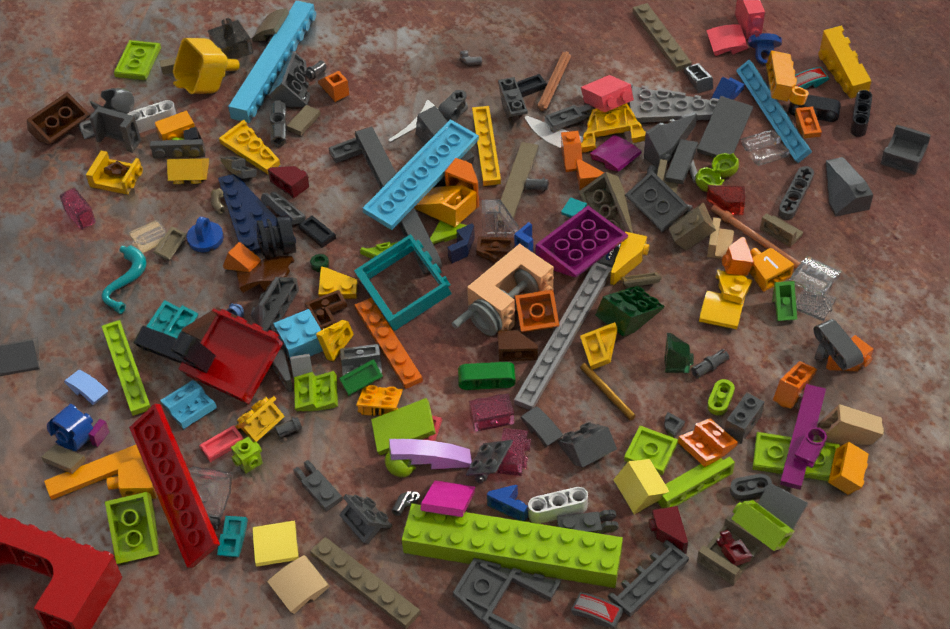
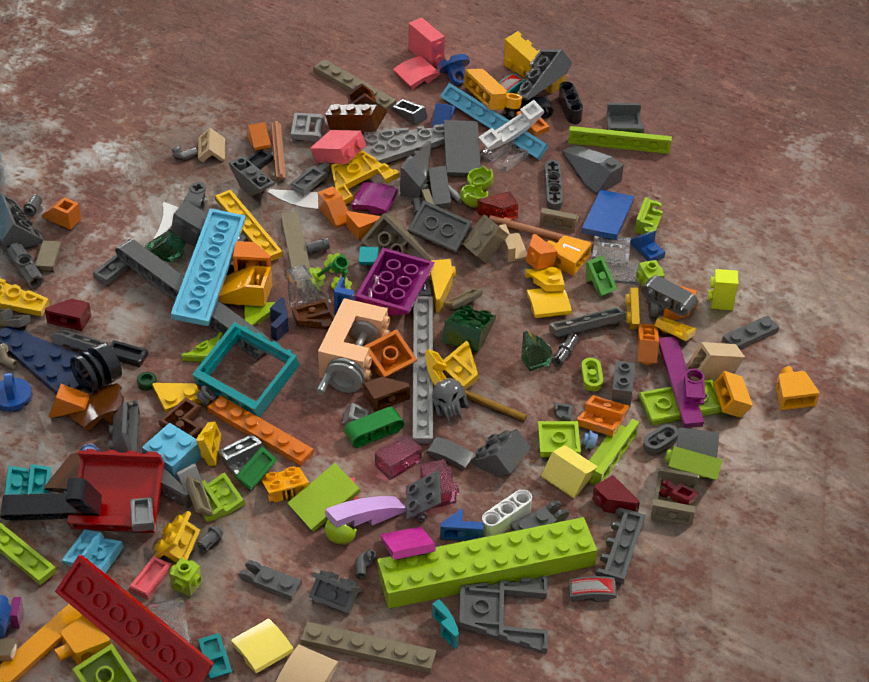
camera: 30 degrees left, 5 degrees down
(238, 385) = (142, 514): none -> tile
(297, 385) = (198, 497): none -> dark tan tile
(358, 293) = (206, 395): none -> dark grey bush
(402, 143) = (167, 246): none -> clear green slope
(442, 591) = (448, 626): none -> teal slope
(478, 355) = (353, 413): none -> light grey slope
(498, 58) = (211, 144): none -> tan panel
(537, 209) = (334, 263): none -> plant
(542, 62) = (258, 136): none -> orange slope
(566, 372) = (449, 398): none -> dark grey helmet
(573, 337) = (435, 366): none -> yellow slope
(590, 61) = (301, 126): none -> light grey plate
(639, 69) = (355, 117): none -> reddish brown slope
(657, 51) = (361, 95): none -> reddish brown window
(679, 462) = (589, 440): none -> medium blue plate
(751, 343) = (582, 323): none -> dark grey plate
(783, 124) = (513, 128): none -> white slope
(800, 335) = (632, 304): none -> yellow wing
(831, 380) = (675, 328): none -> yellow wing
(832, 240) = (608, 214): none -> blue tile
(839, 312) = (647, 270): none -> lime brick
(851, 72) = (546, 69): none -> dark grey wedge
(854, 286) = (647, 247): none -> blue slope
(872, 256) = (648, 217): none -> lime hinge
(890, 166) = (619, 139): none -> lime plate
(902, 356) = (723, 290): none -> neon yellow brick
(909, 411) = (751, 332): none -> dark grey plate
(919, 487) = (795, 390): none -> light orange torso

